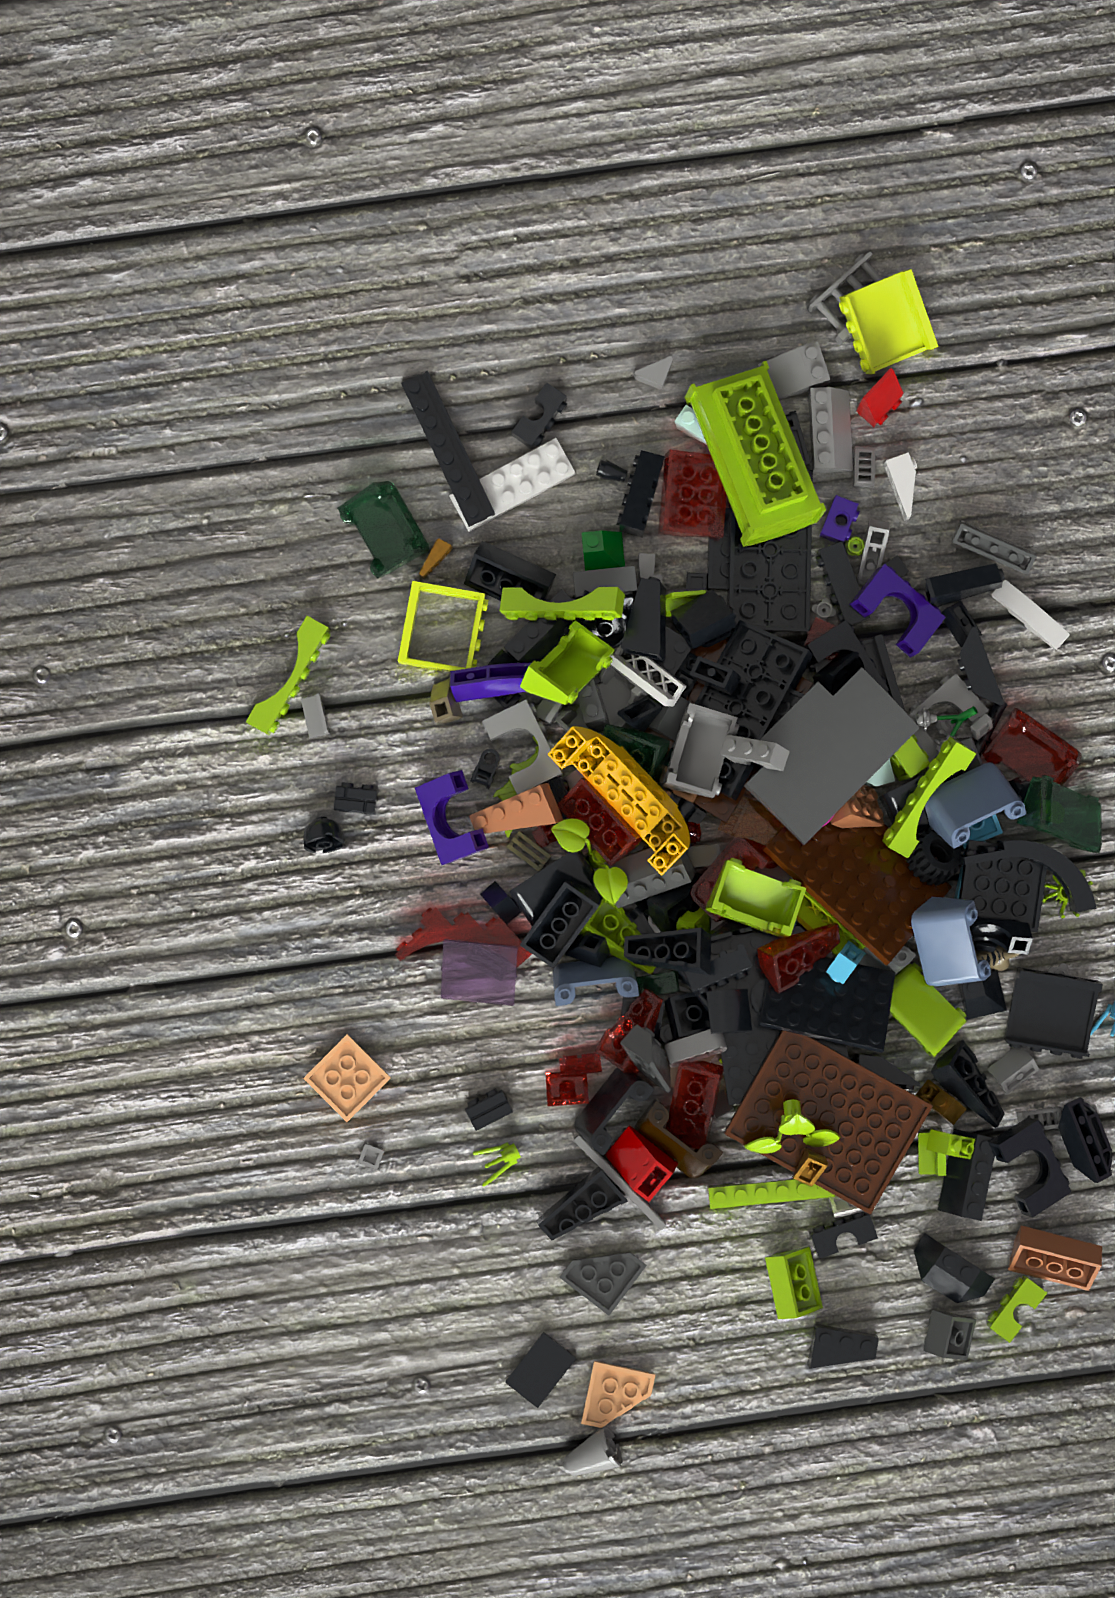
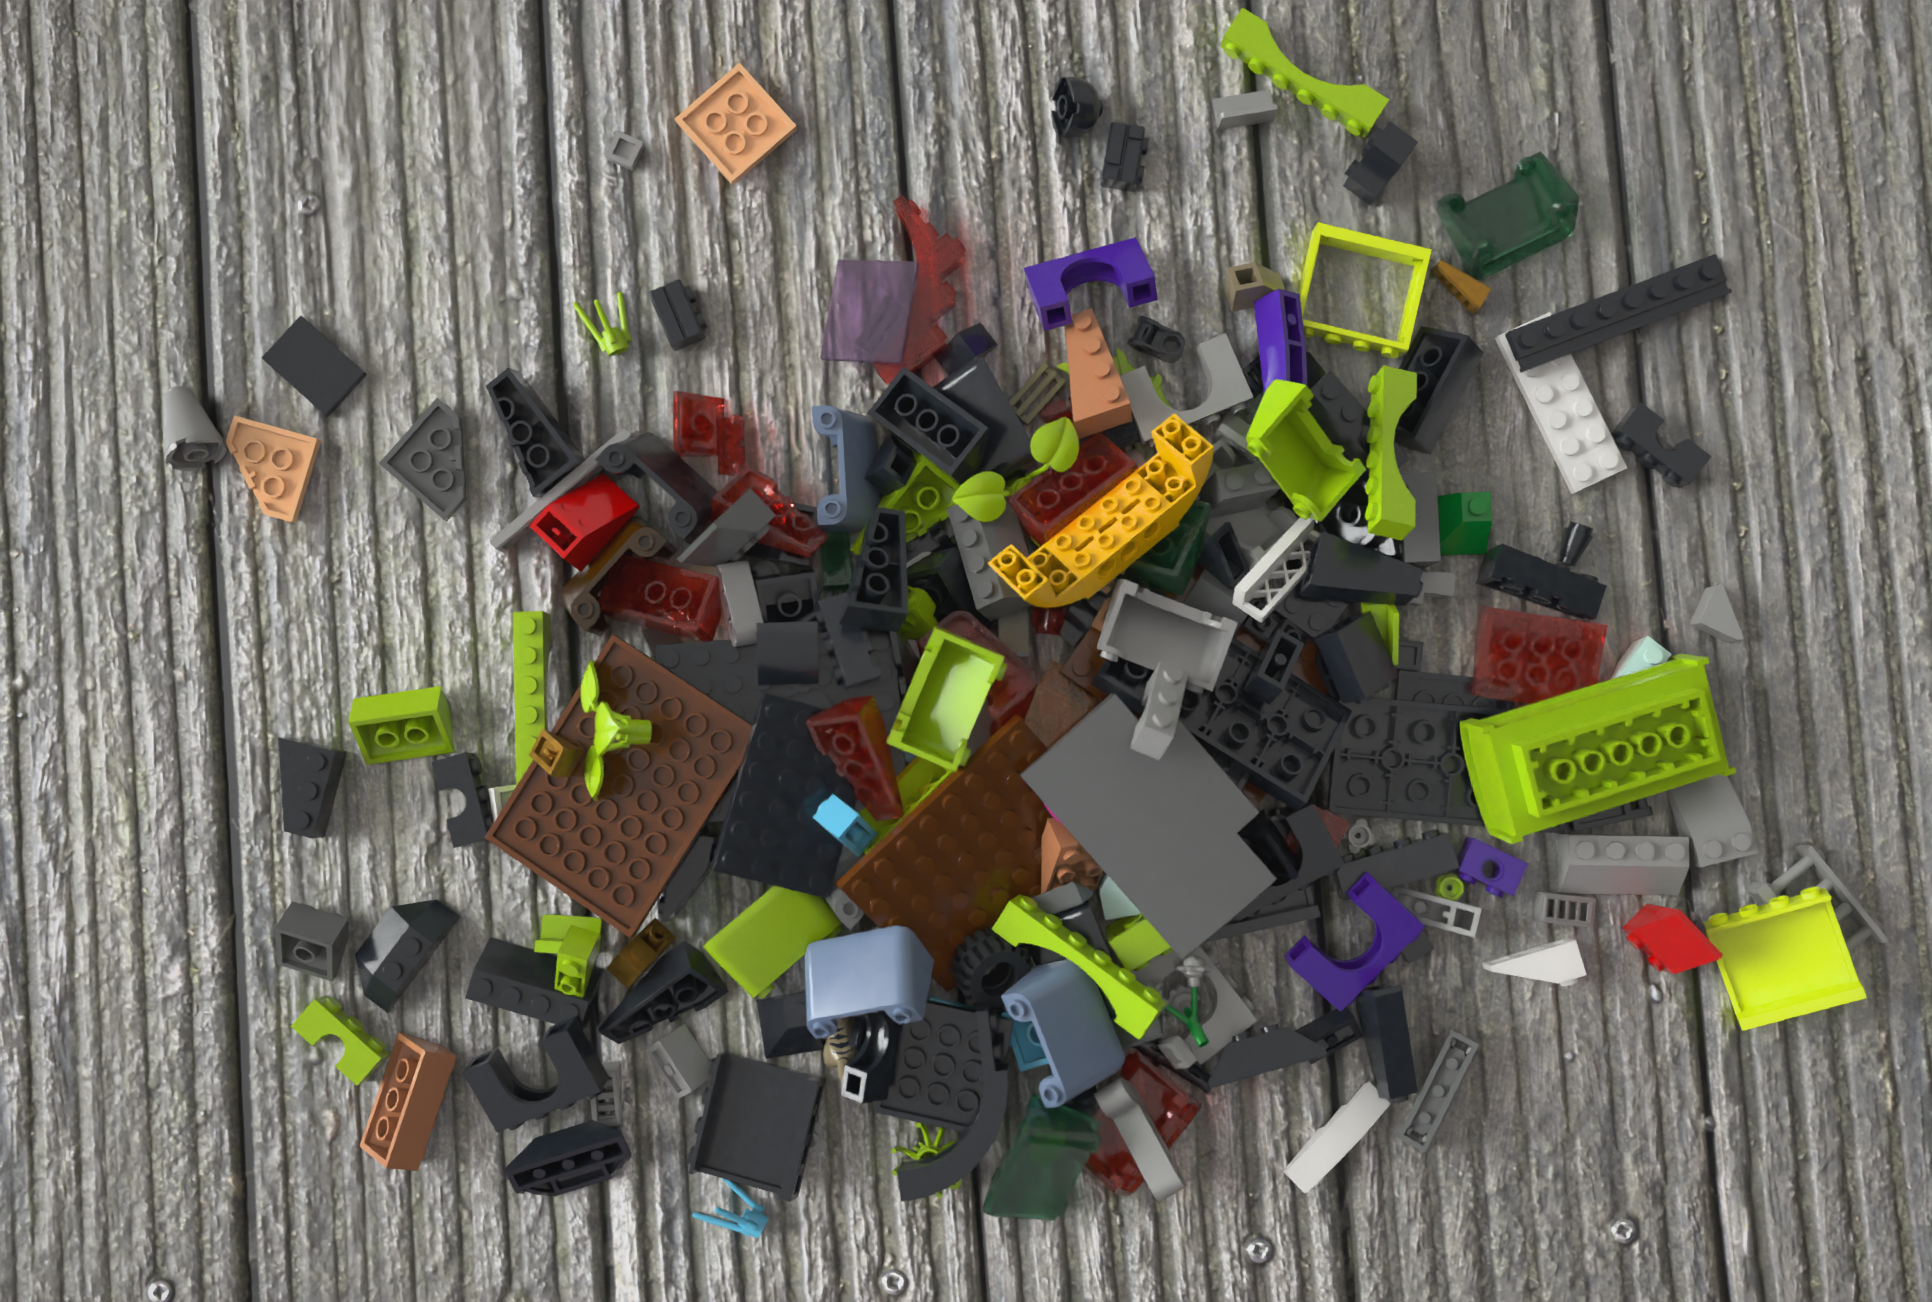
camera: 90 degrees right, 0 degrees up
(349, 617) = (1383, 157): none -> black brick
(883, 810) = (1062, 898): none -> dark grey slope
(1040, 747) = (1123, 1104): none -> light grey beam

